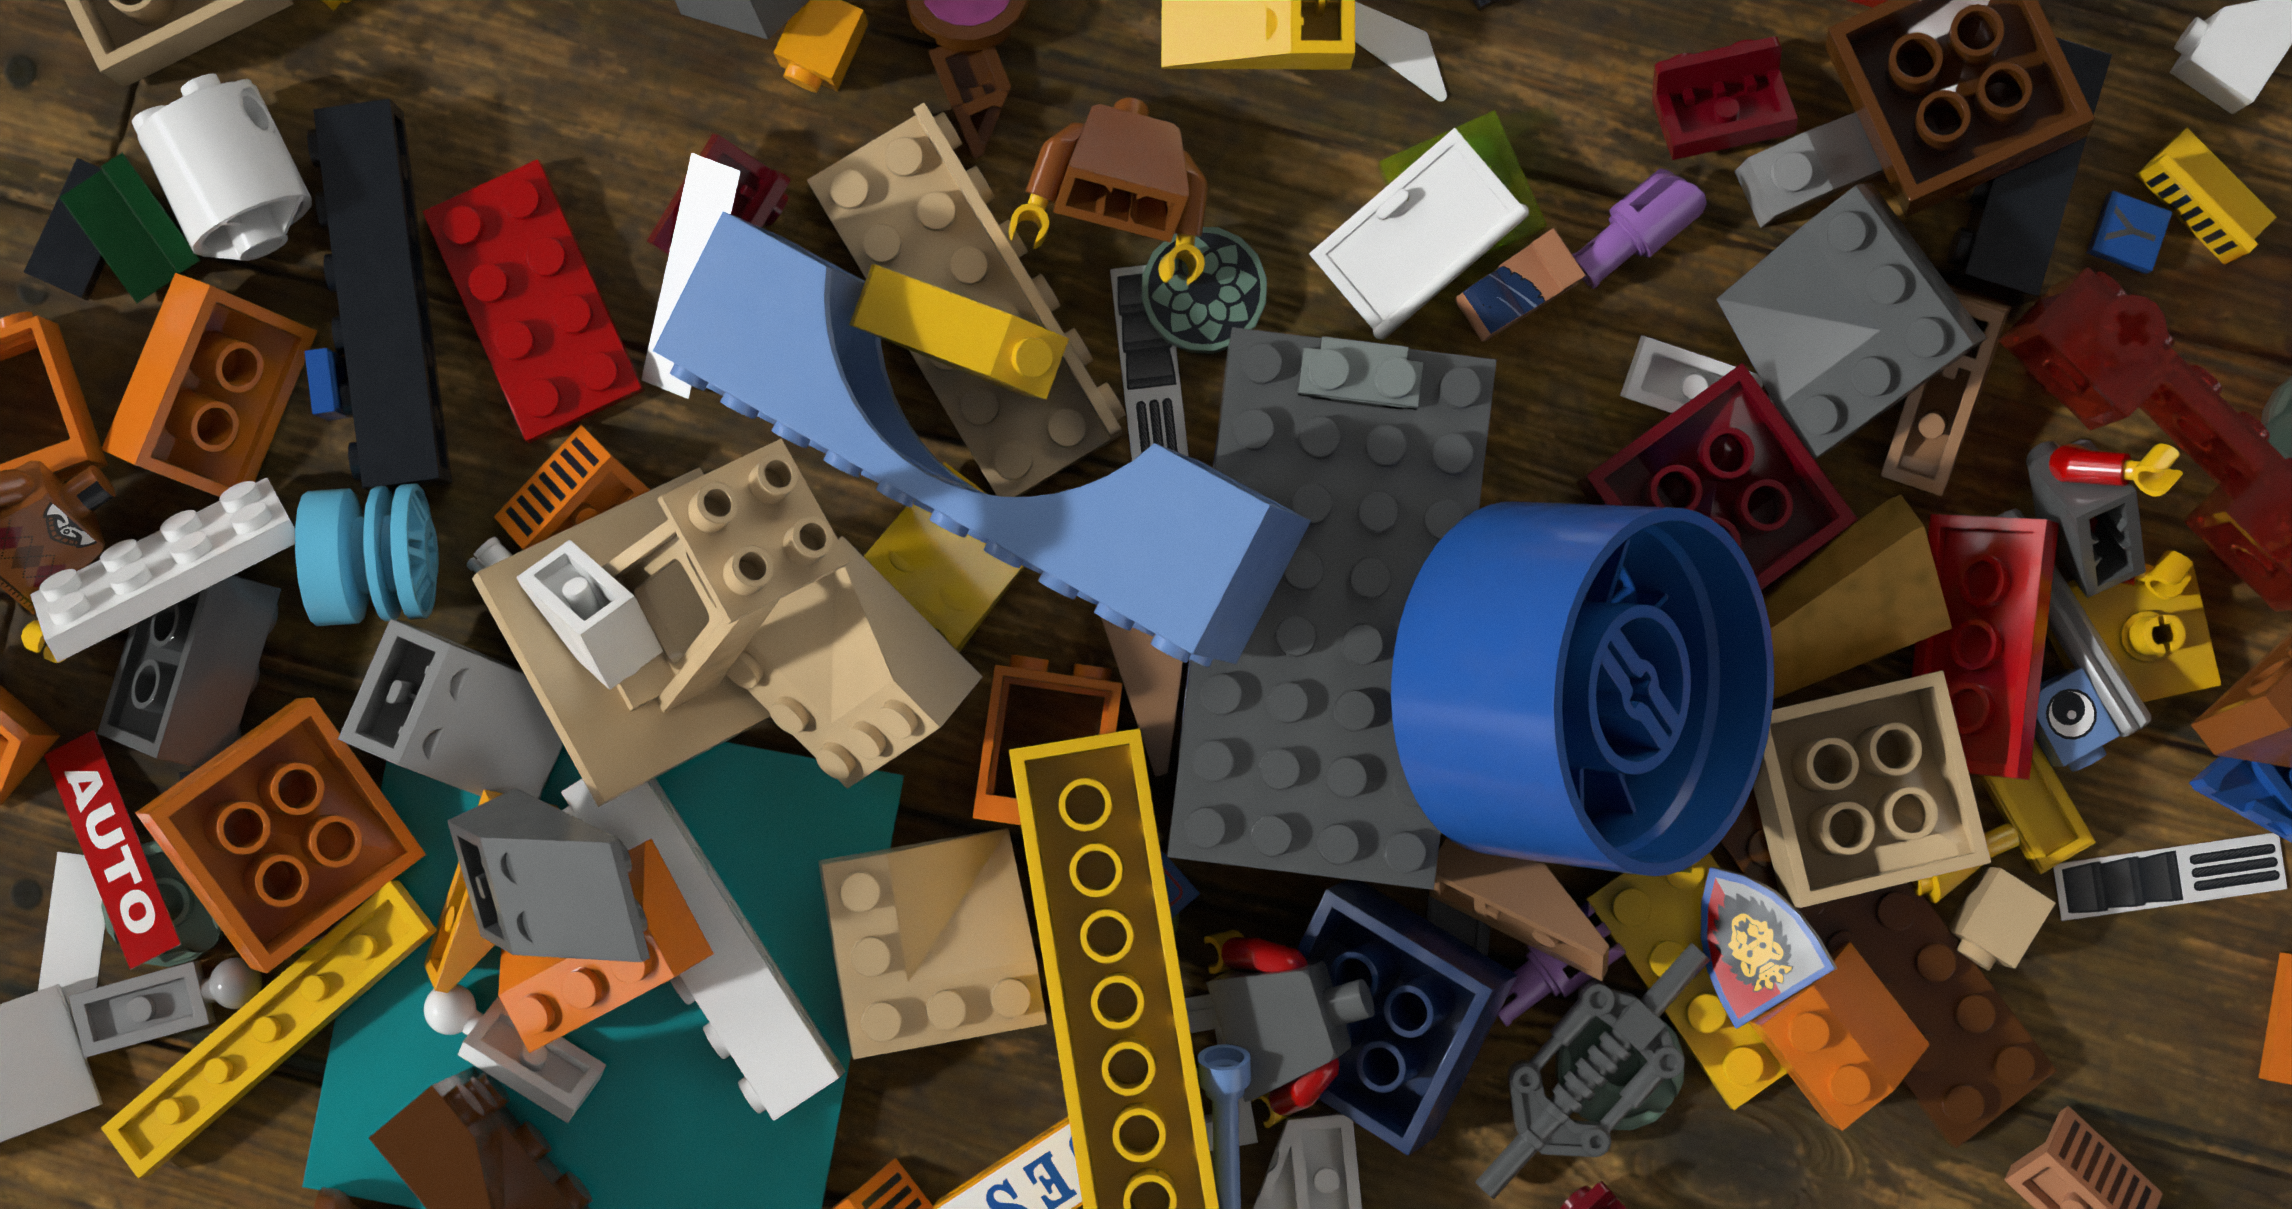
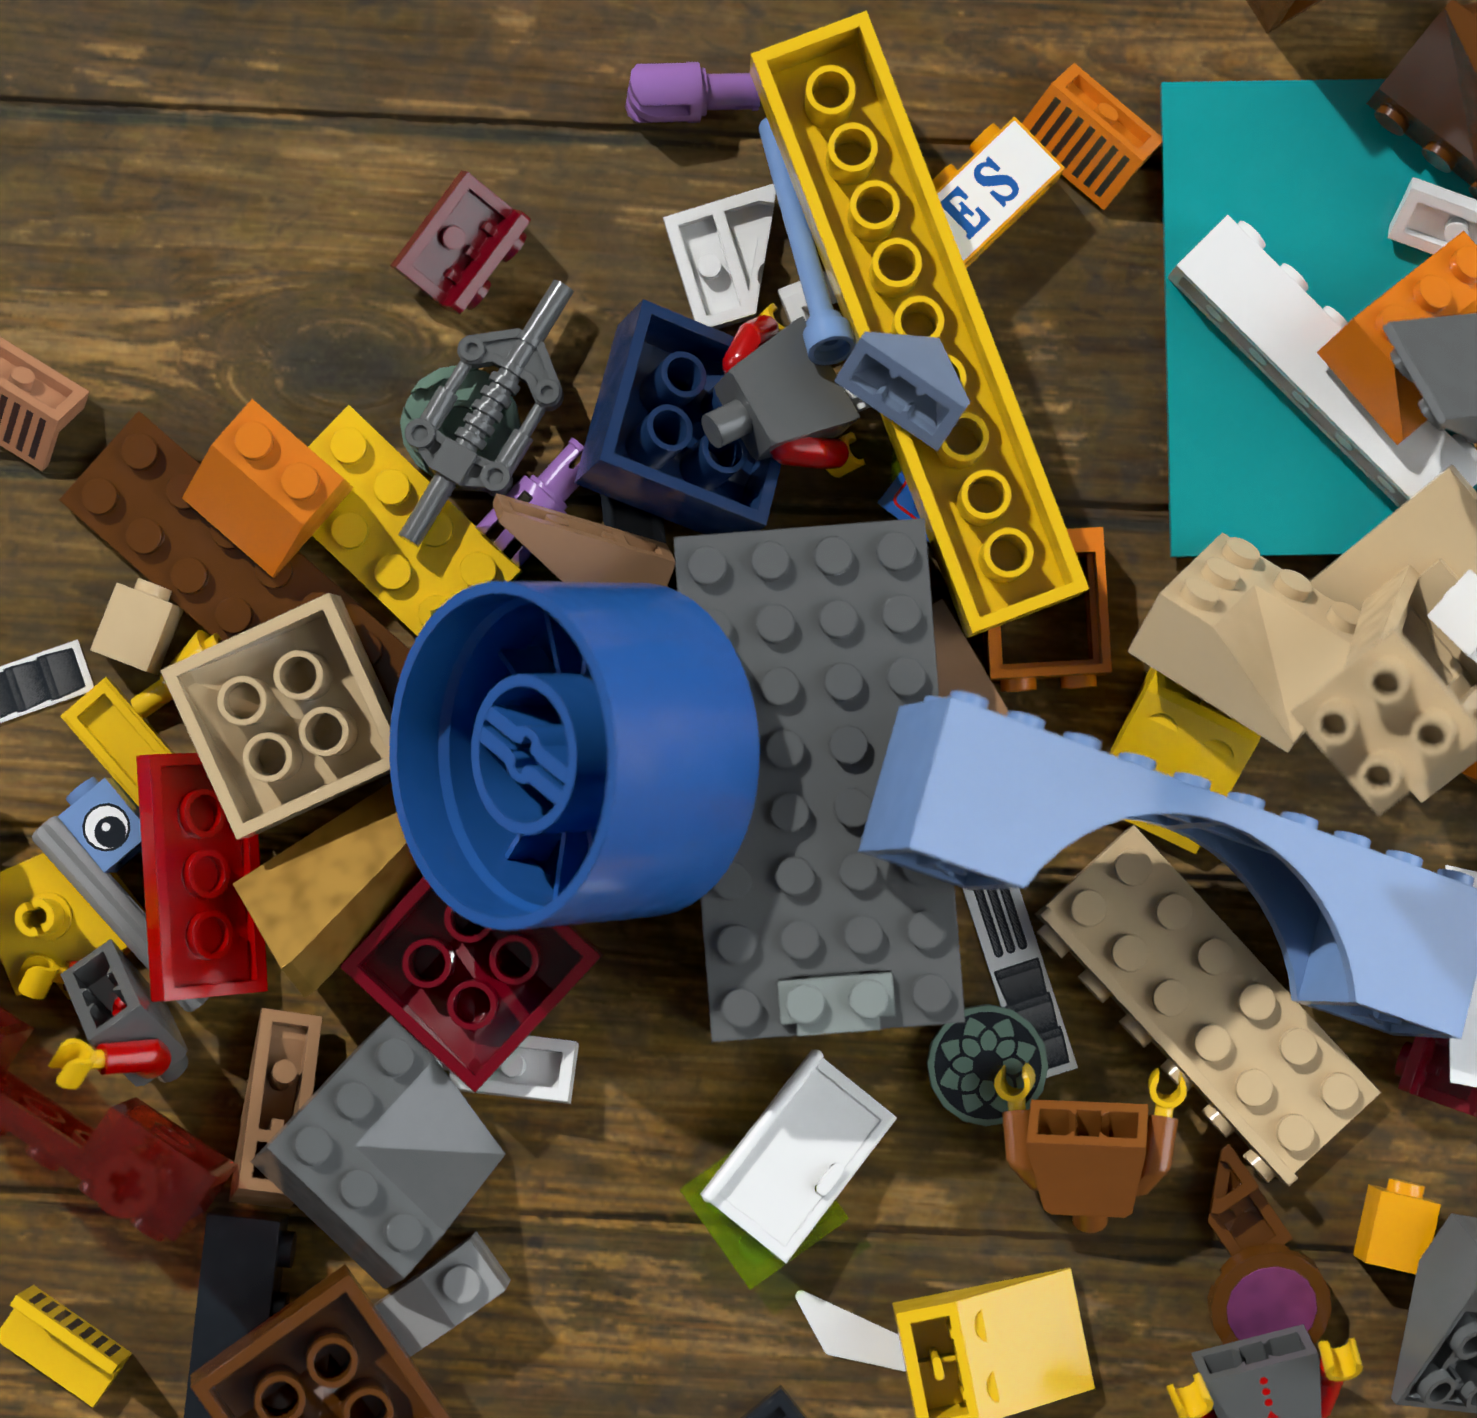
camera: 170 degrees right, 0 degrees up
(931, 943) = (1117, 406): tan slope -> none
(959, 332) = (1214, 971): yellow slope -> none
(1155, 1004) = (907, 382): none -> sand blue slope
(1520, 286) = (694, 1126): leg -> none
(1641, 224) = (591, 1208): medium lavender arm -> none
(1722, 98) = (536, 1345): dark red bracket -> none
(1756, 945) = (359, 555): shield -> none
(2129, 232) = (129, 1296): blue tile -> none

